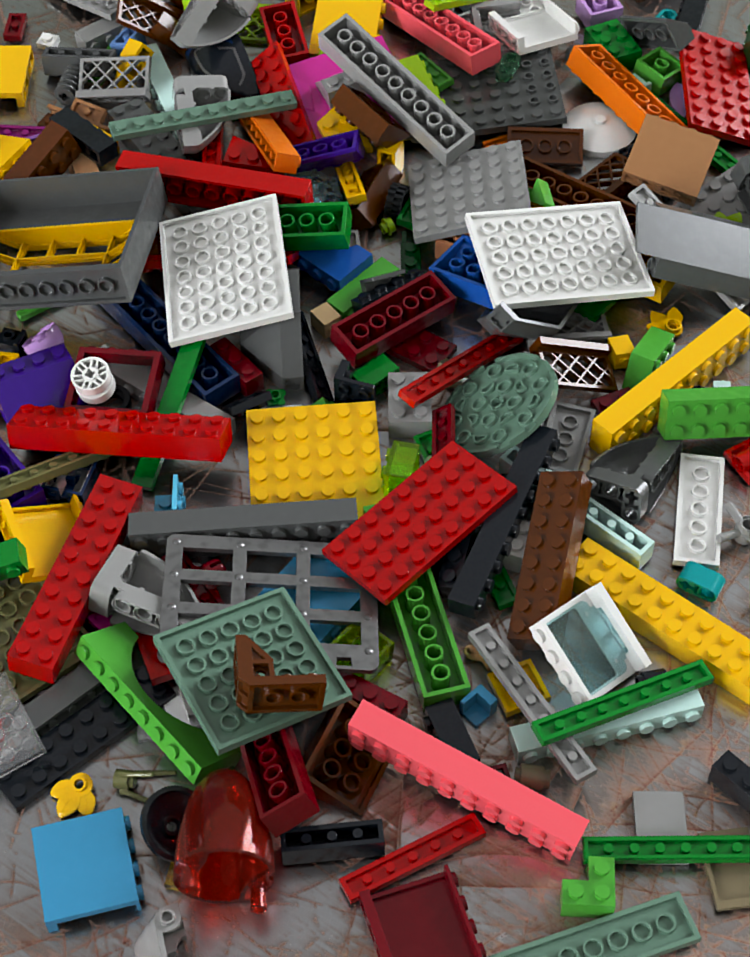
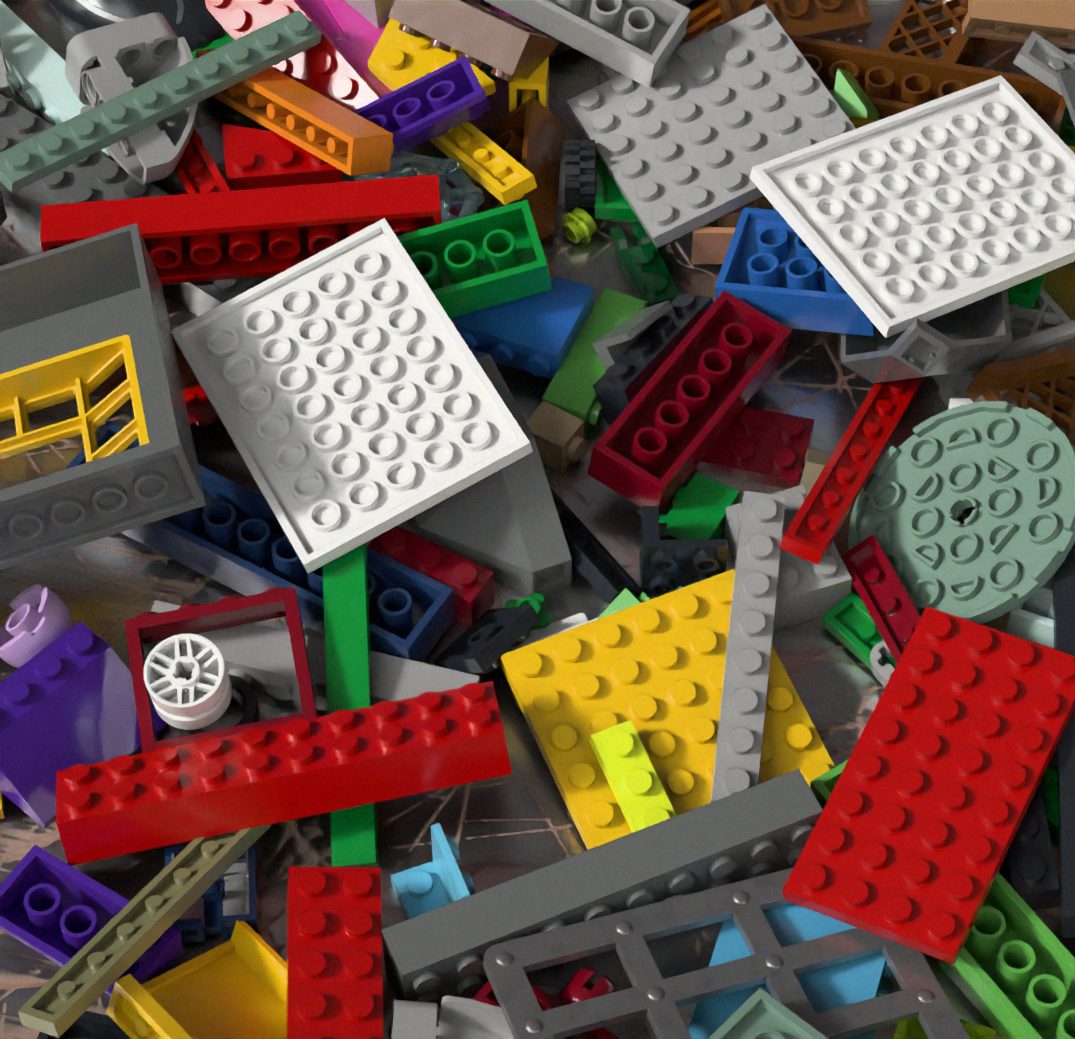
camera: 20 degrees left, 0 degrees up
(281, 479) = (631, 776): none -> neon yellow plate
(365, 434) = (748, 644): none -> light grey plate
(402, 461) = (840, 689): clear neon green brick -> none

